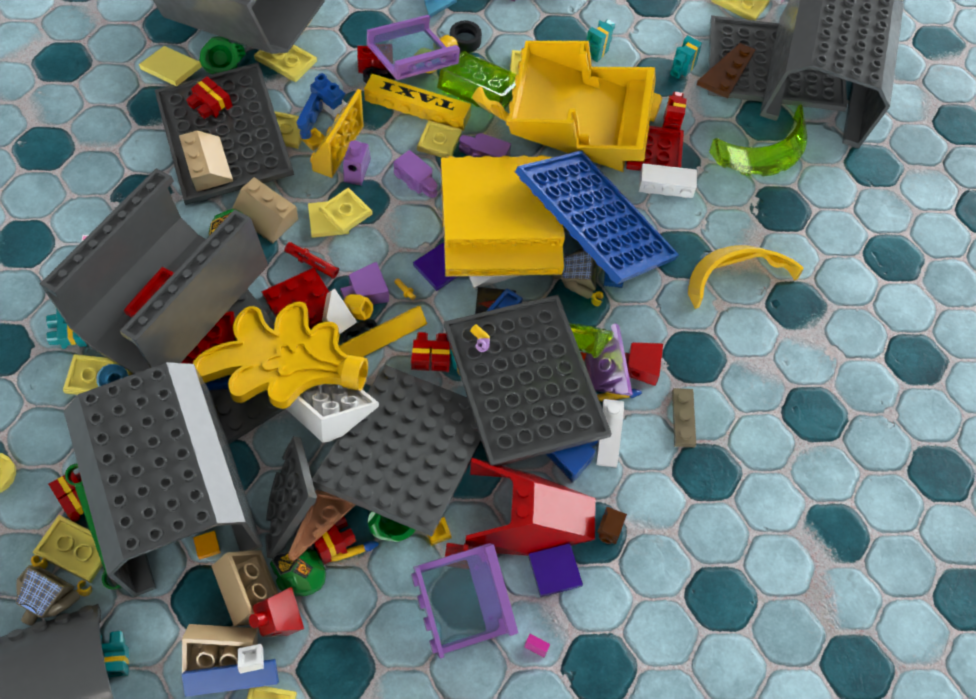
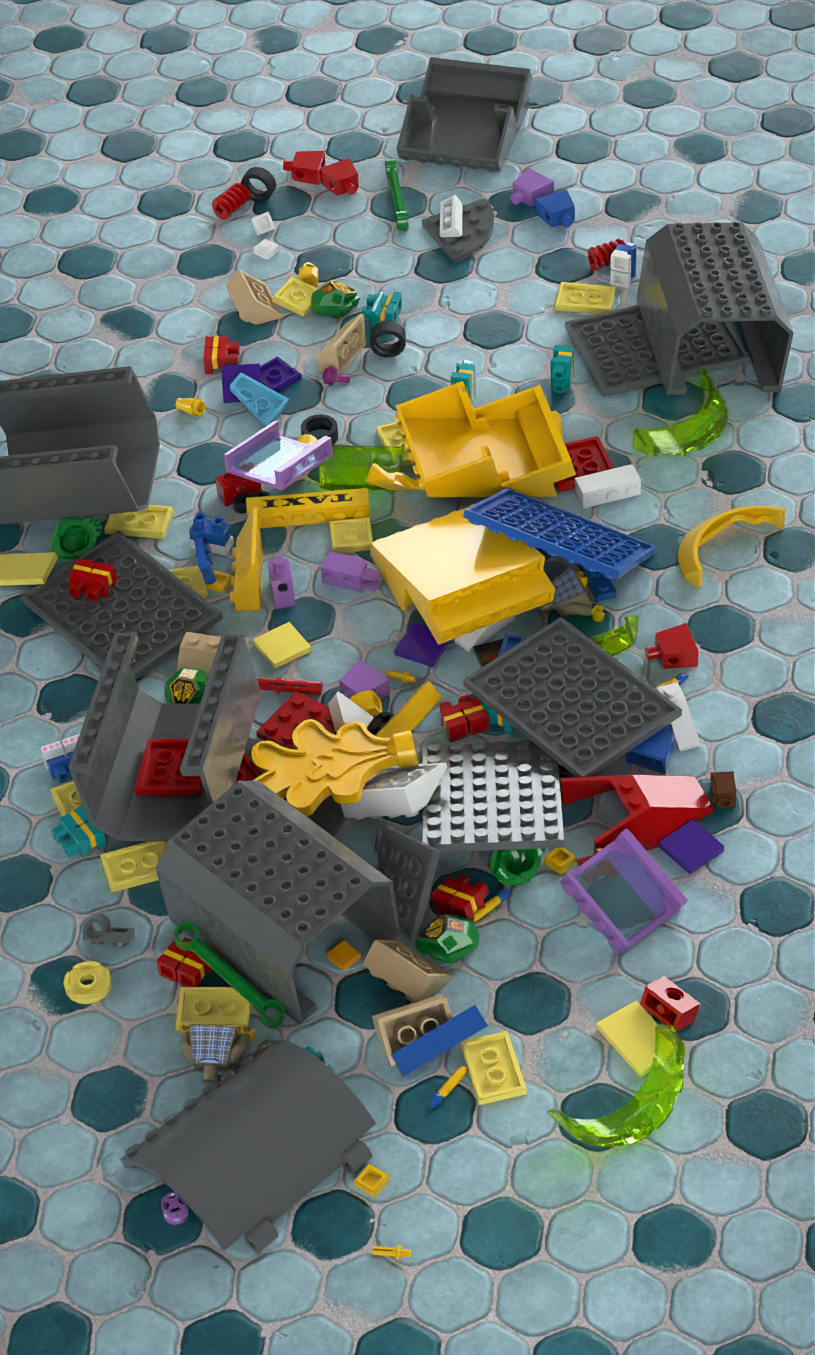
camera: 15 degrees left, 15 degrees down
(29, 432) = (117, 935): none -> dark grey plate
(110, 374) = (154, 850): dark azure plate -> none
(205, 160) = (108, 622): tan slope -> none
(250, 658) = (453, 1008): white plate -> none
(277, 615) = (452, 971): red torso -> none
(318, 520) = (447, 880): nougat wing -> none
(345, 210) = (297, 630): light yellow tile -> none
(483, 338) = (511, 677): arm -> none
(484, 145) = (401, 521): medium lavender hinge -> none
(537, 645) = (710, 907): dark pink tile -> none
(610, 369) = (648, 661): medium lavender wing -> none
(674, 111) = (580, 420): red hips -> none
(683, 417) = (740, 680): dark tan plate -> none
(727, 72) = (611, 368): reddish brown wing -> none

